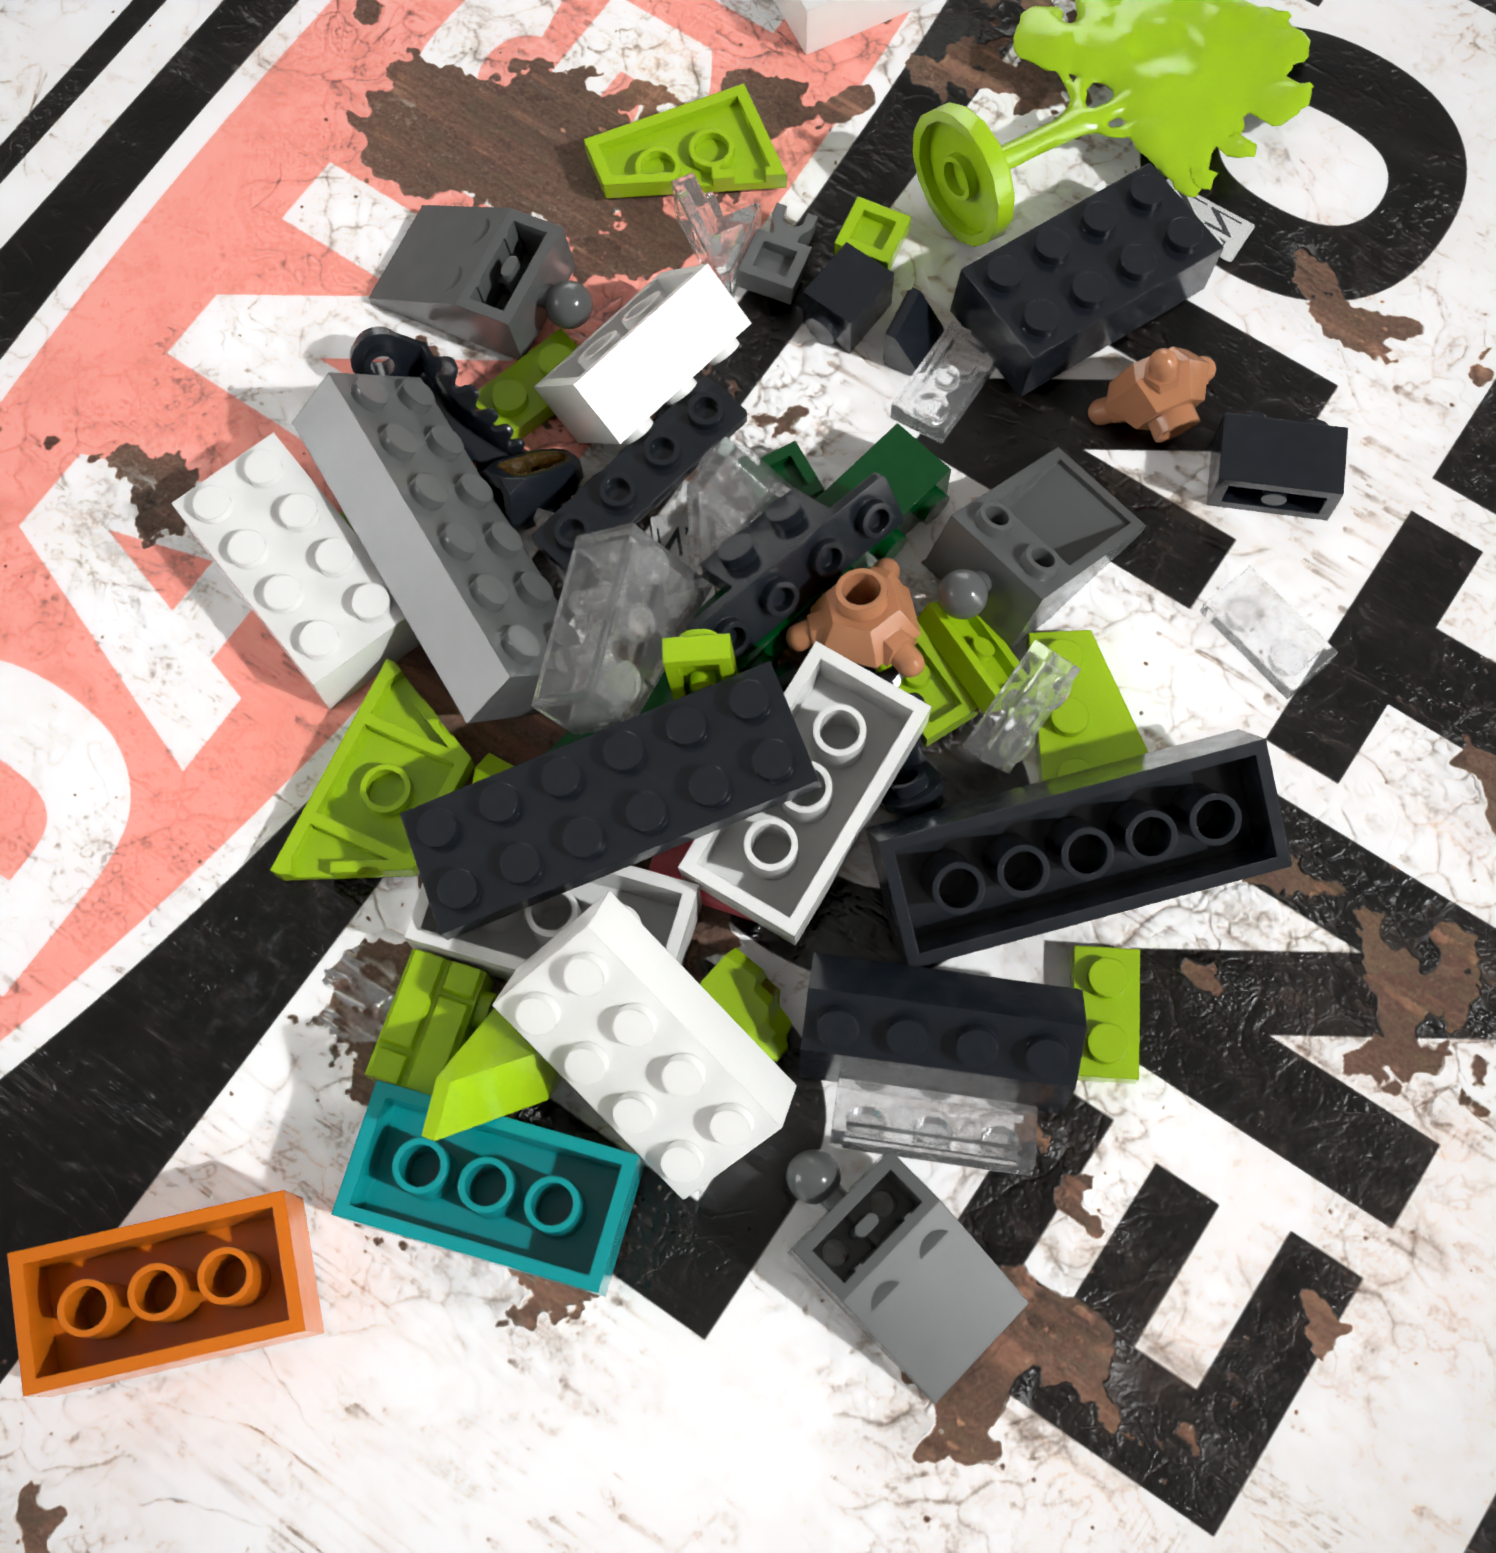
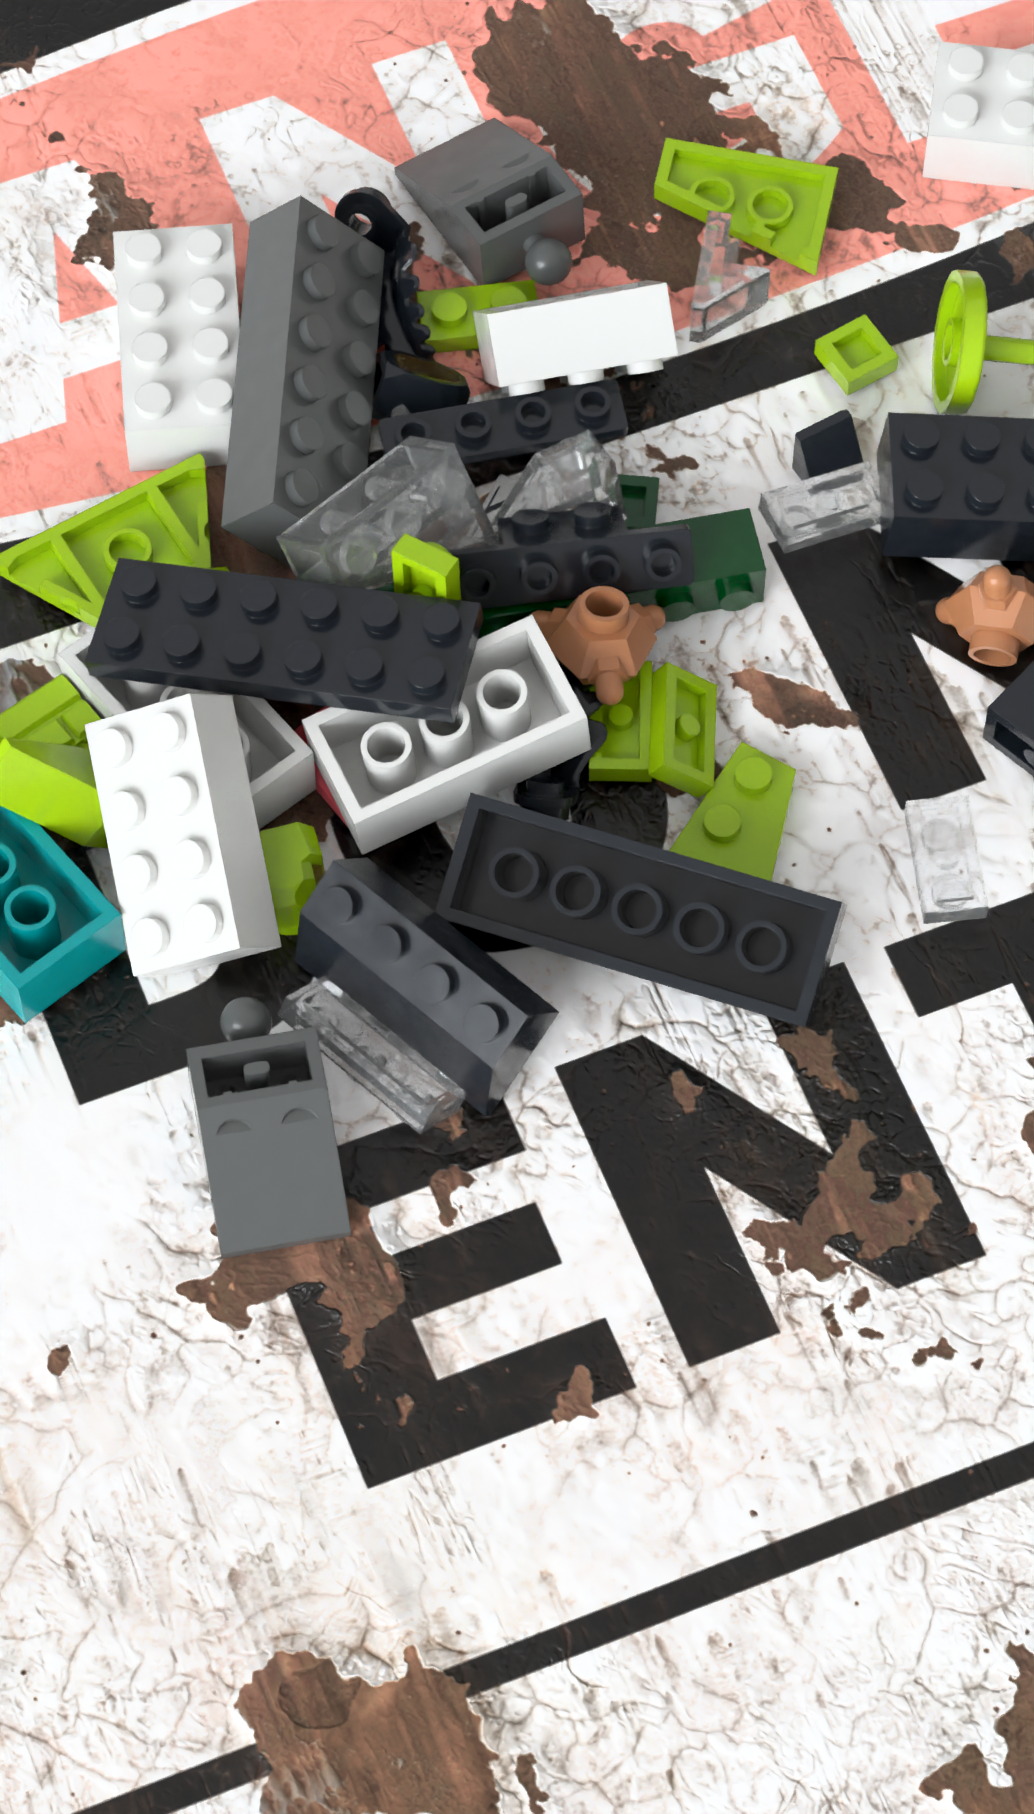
camera: 30 degrees right, 10 degrees down
(777, 257) = (759, 329): dark grey plate -> none
(847, 298) = (791, 391): black brick -> none
(1021, 707) = (682, 785): clear plate -> none
(1029, 546) = (794, 673): dark grey slope -> none
(1112, 1012) = (577, 1065): lime plate -> none

